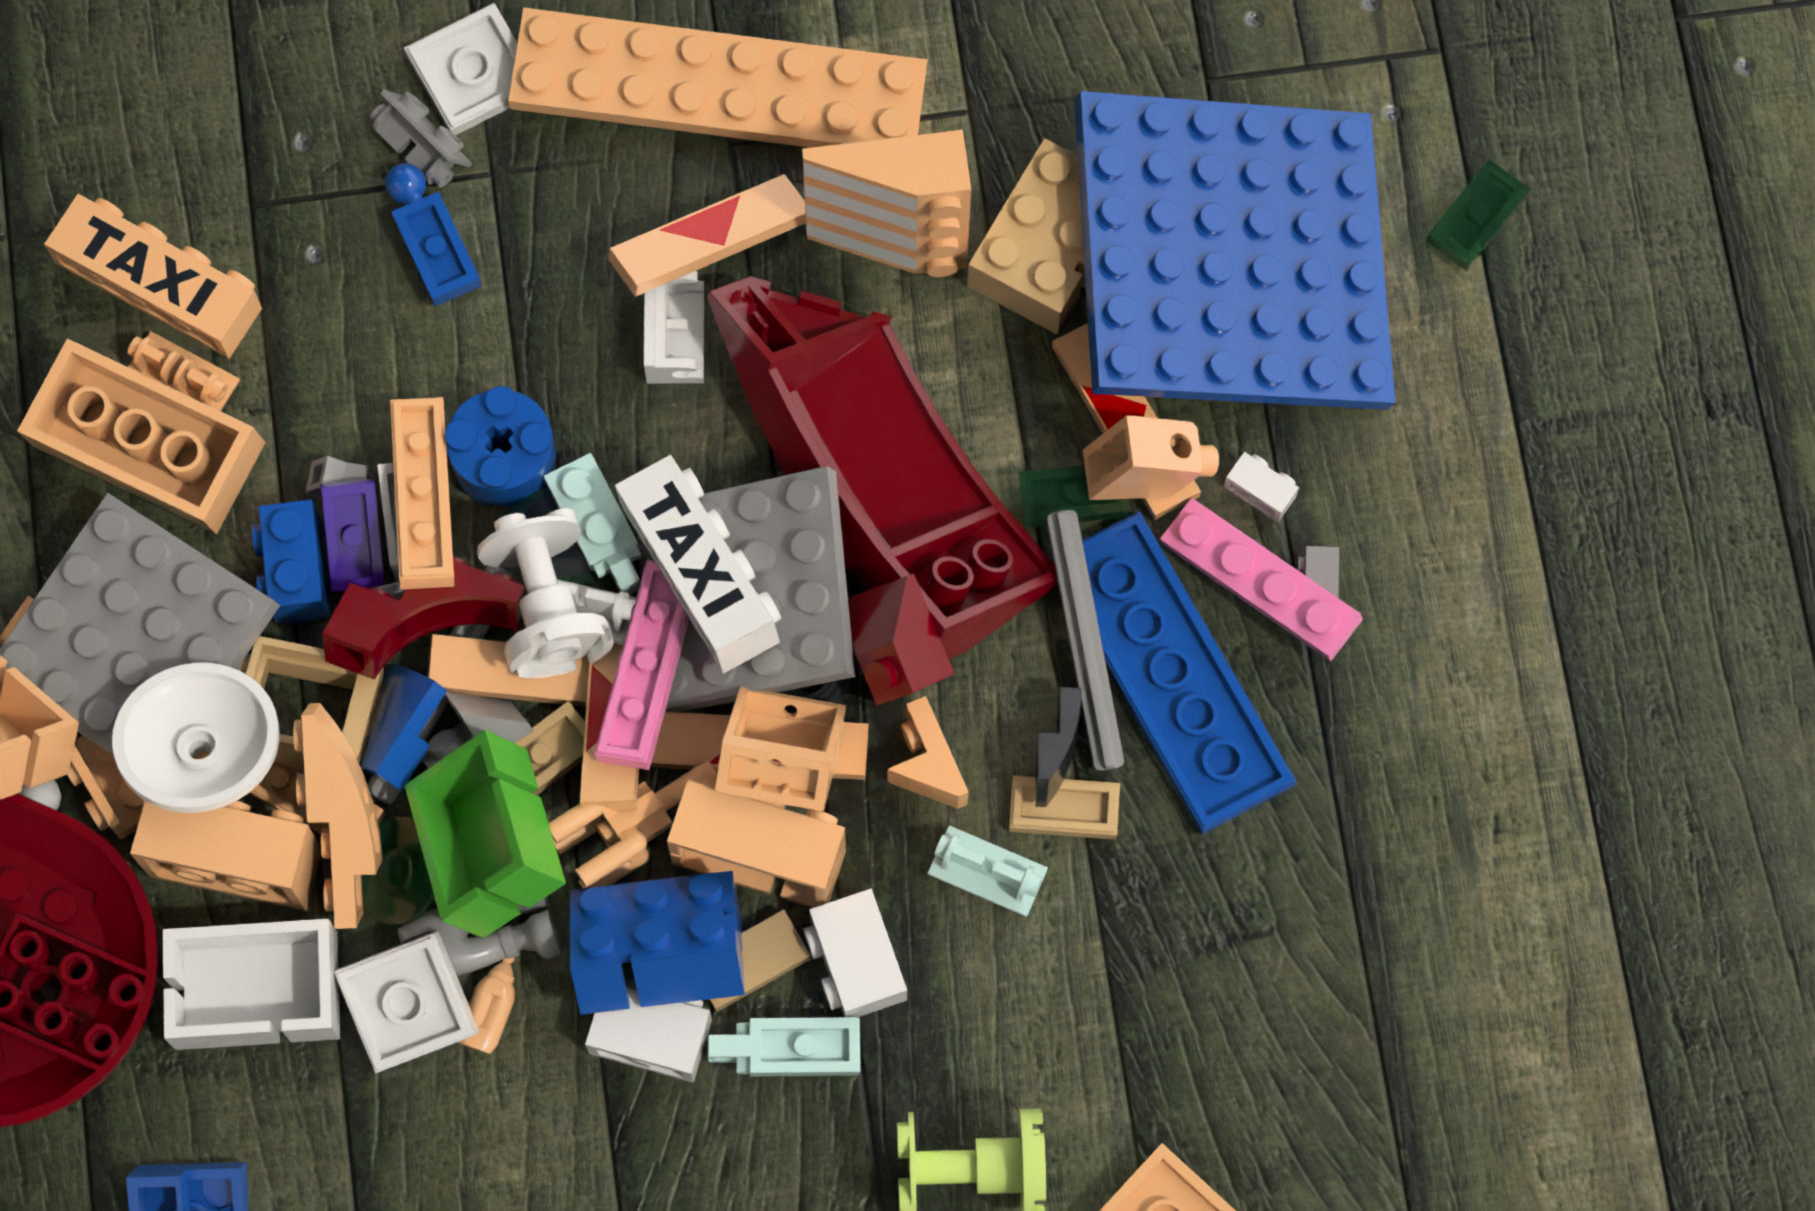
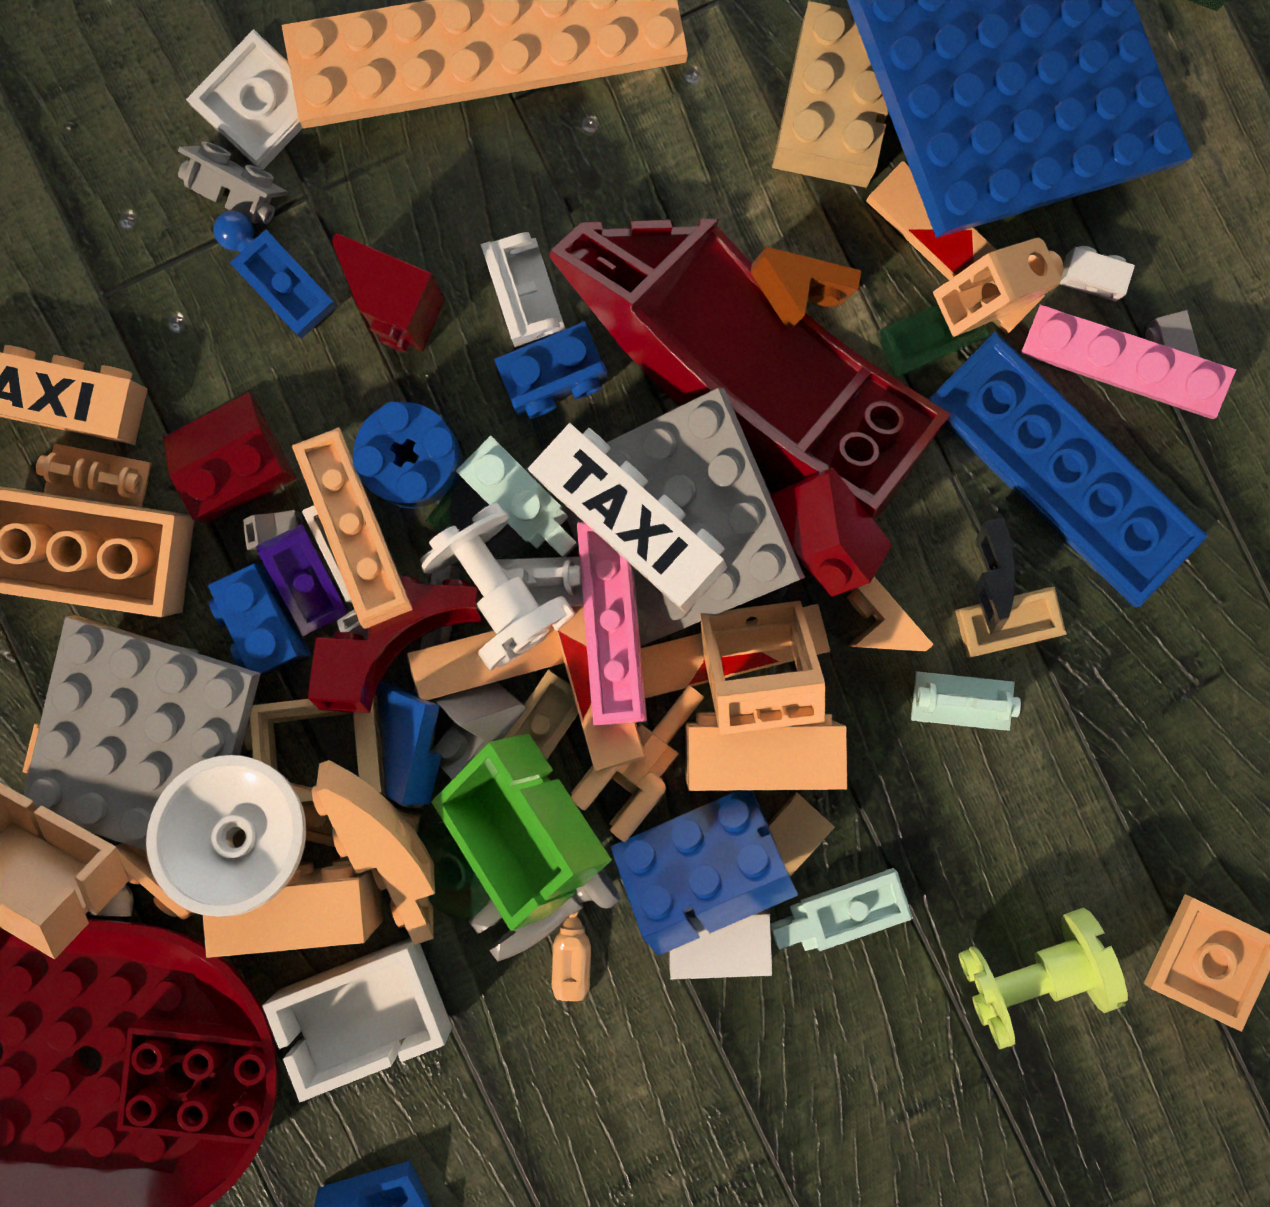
camera: 20 degrees left, 15 degrees up
(318, 400) = (226, 460): none -> dark red slope
(406, 1001) = (499, 985): white tile -> none
(542, 289) = (390, 294): none -> dark red slope
(675, 413) = (552, 370): none -> blue bracket
(708, 235) = (527, 194): light nougat tile -> none
(856, 954) = (878, 817): white brick -> none
(892, 200) = (698, 103): light nougat slope -> none
(945, 392) = (792, 278): none -> dark orange slope
(1085, 640) = (986, 465): light grey axle -> none

